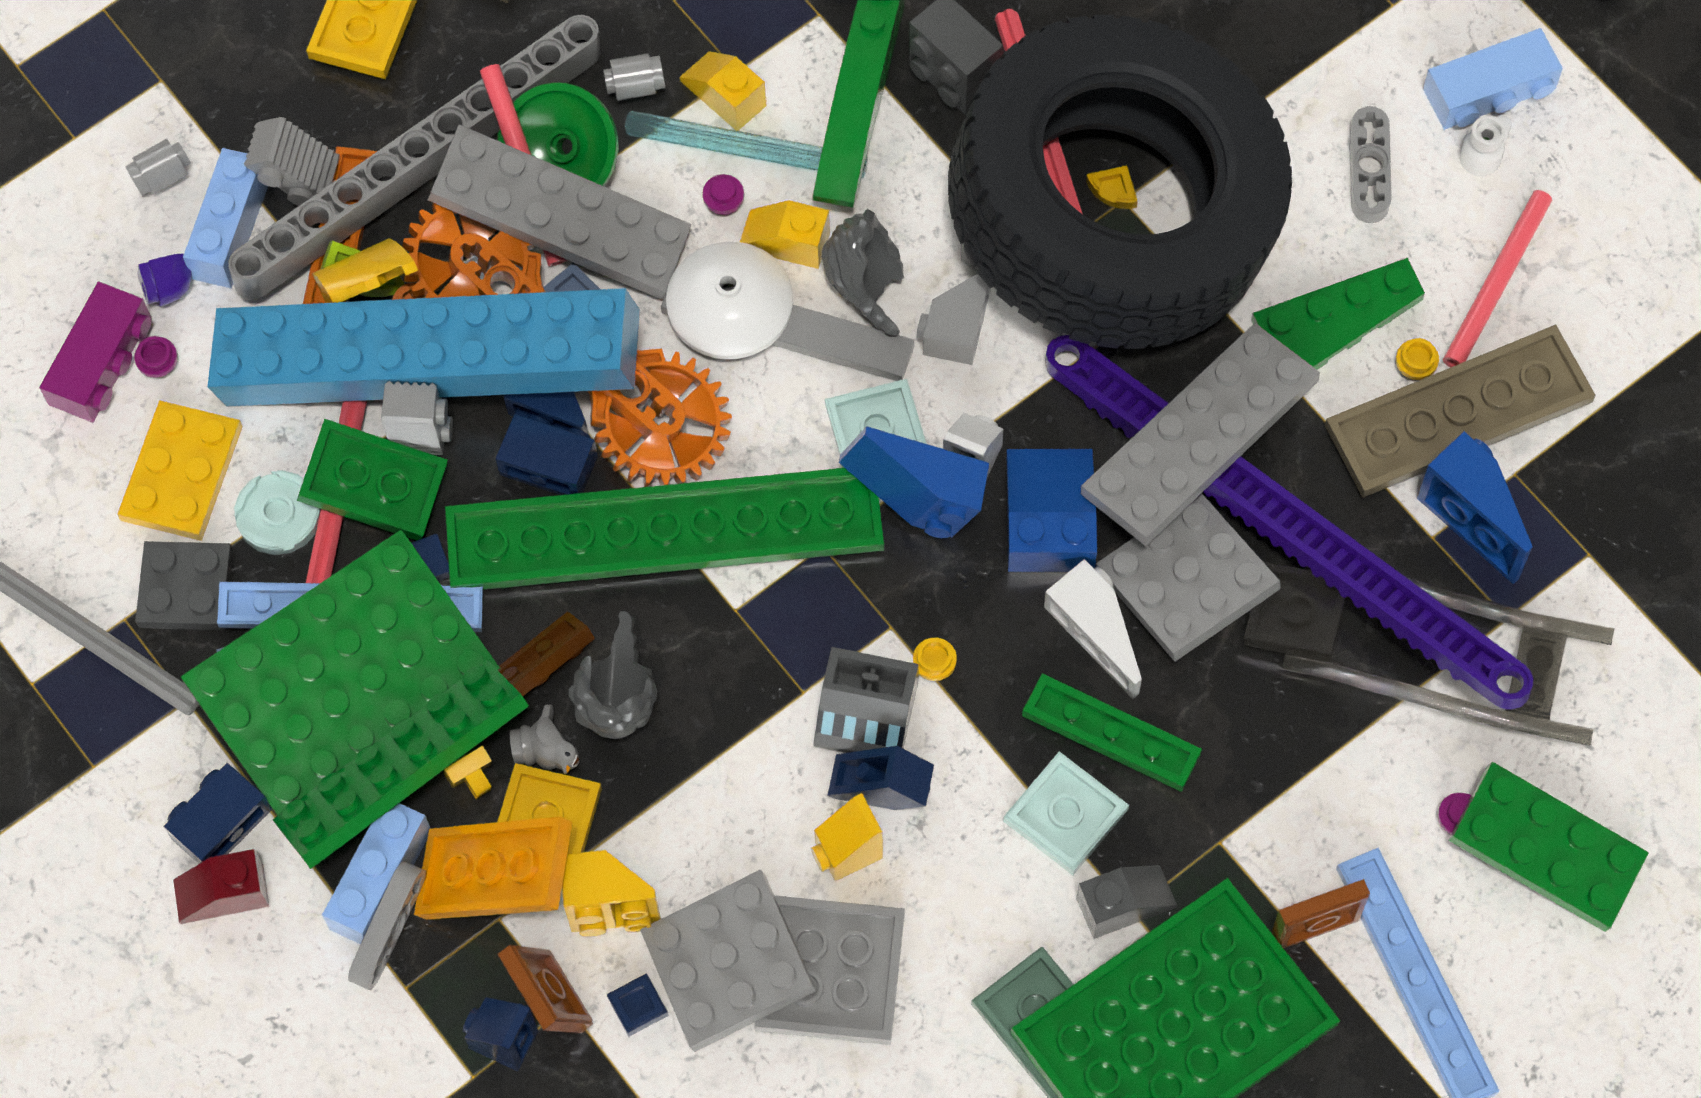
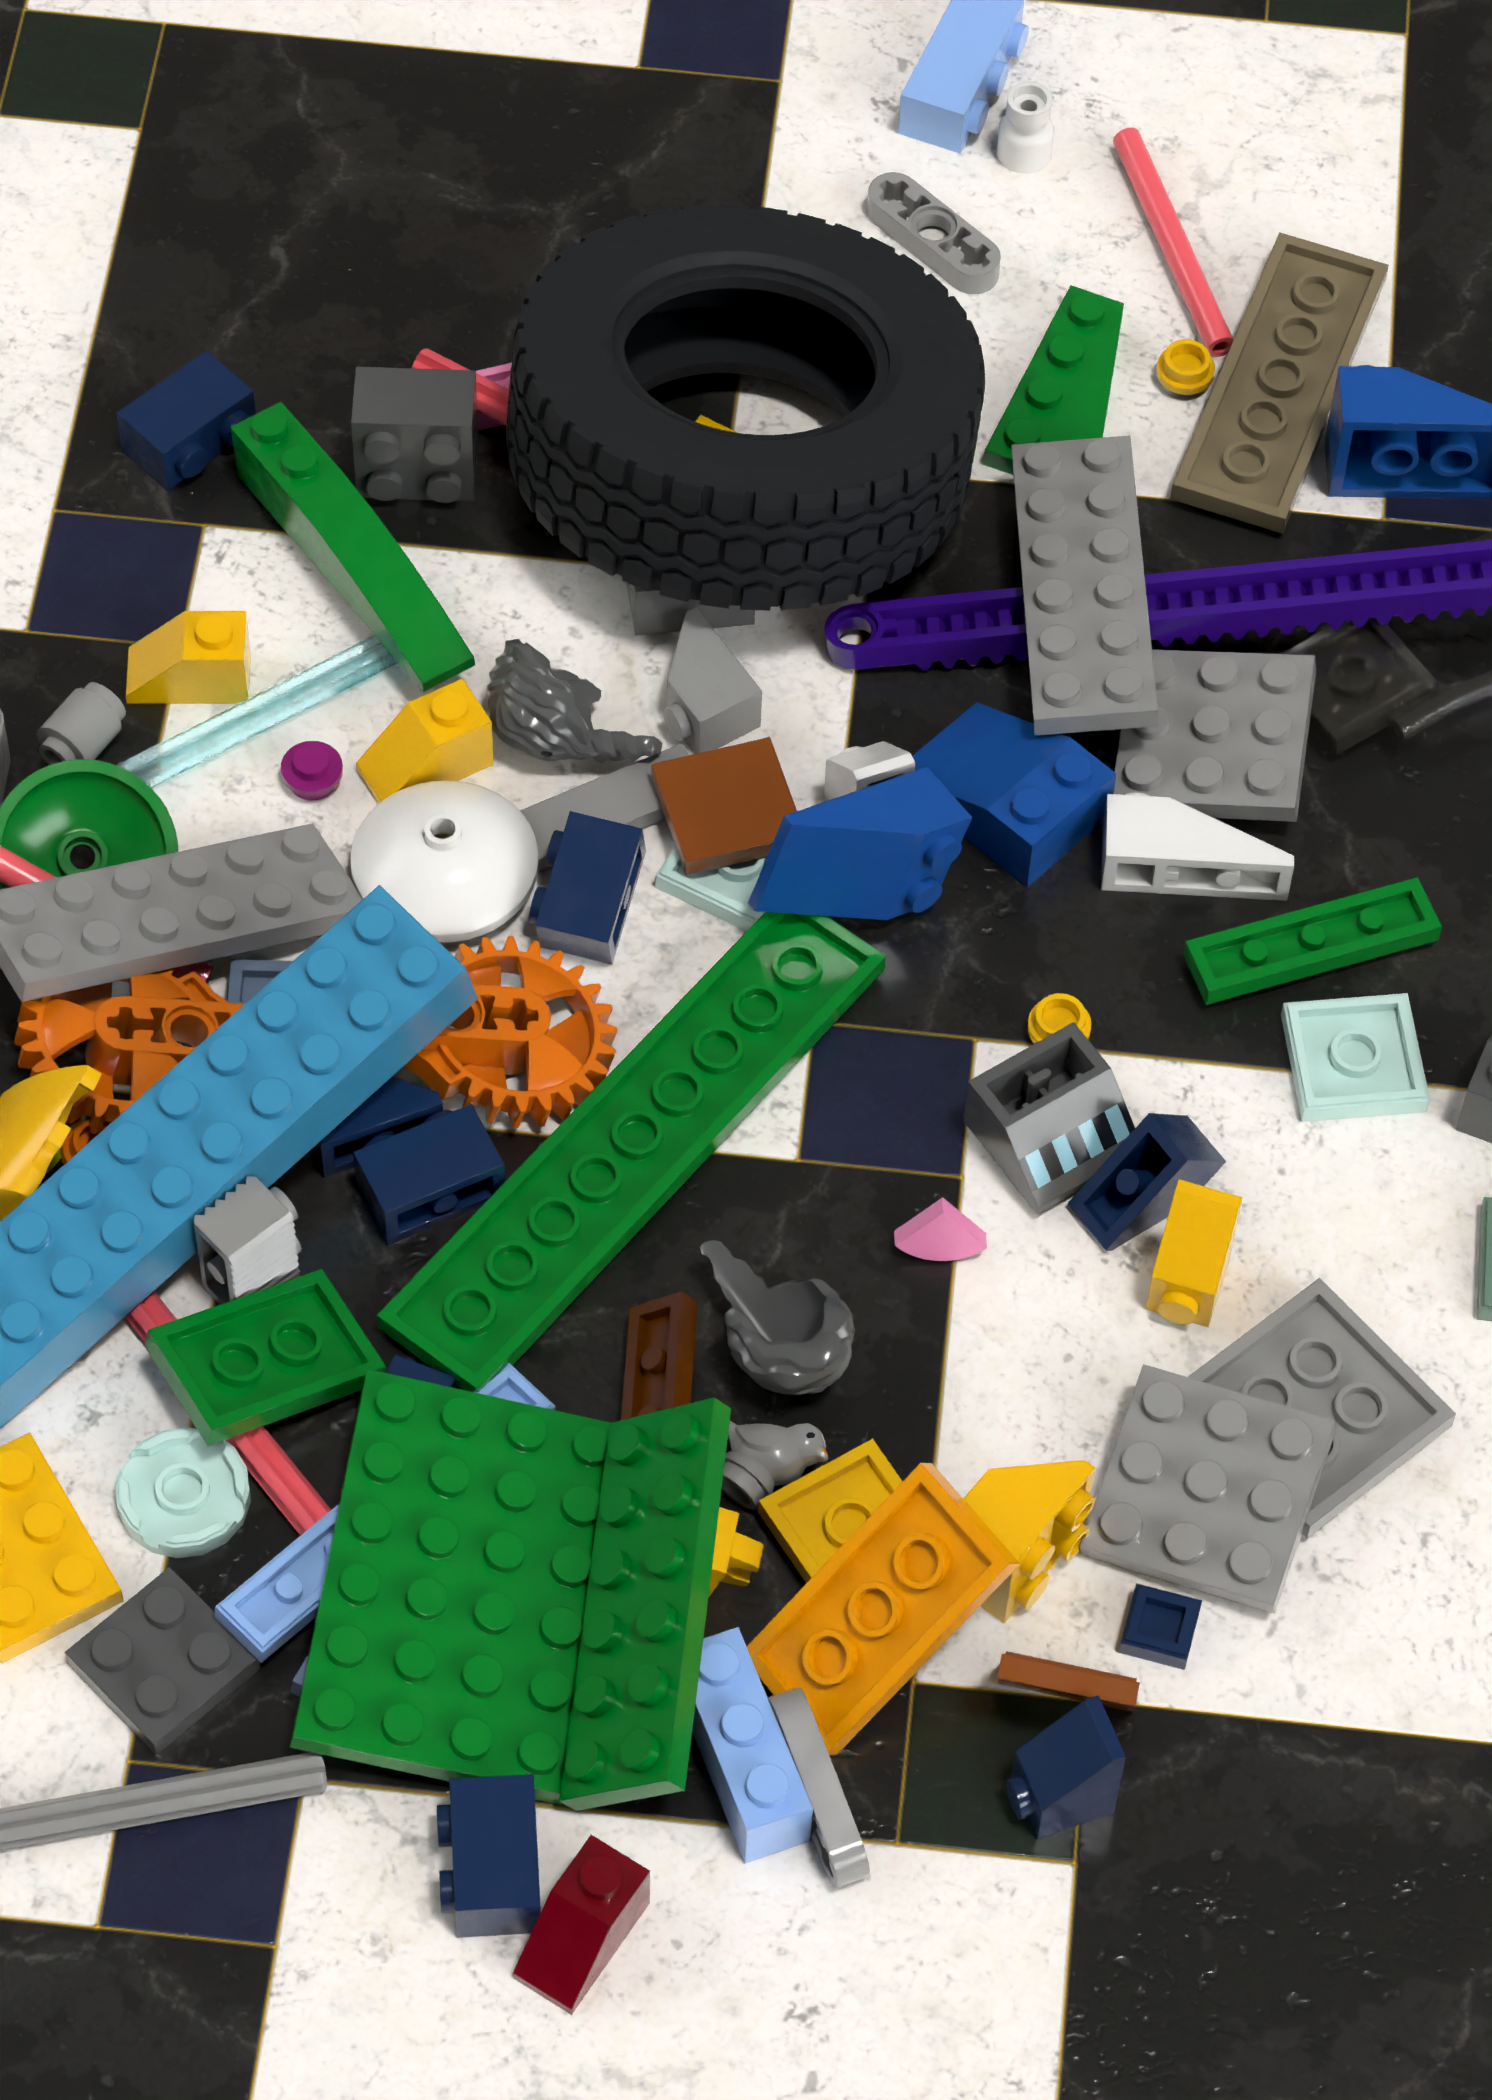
camera: 50 degrees left, 10 degrees down
(752, 712) = (940, 1234): none -> bright pink tile
(778, 377) = (588, 887): none -> dark blue brick
(895, 392) = (723, 803): none -> dark orange tile

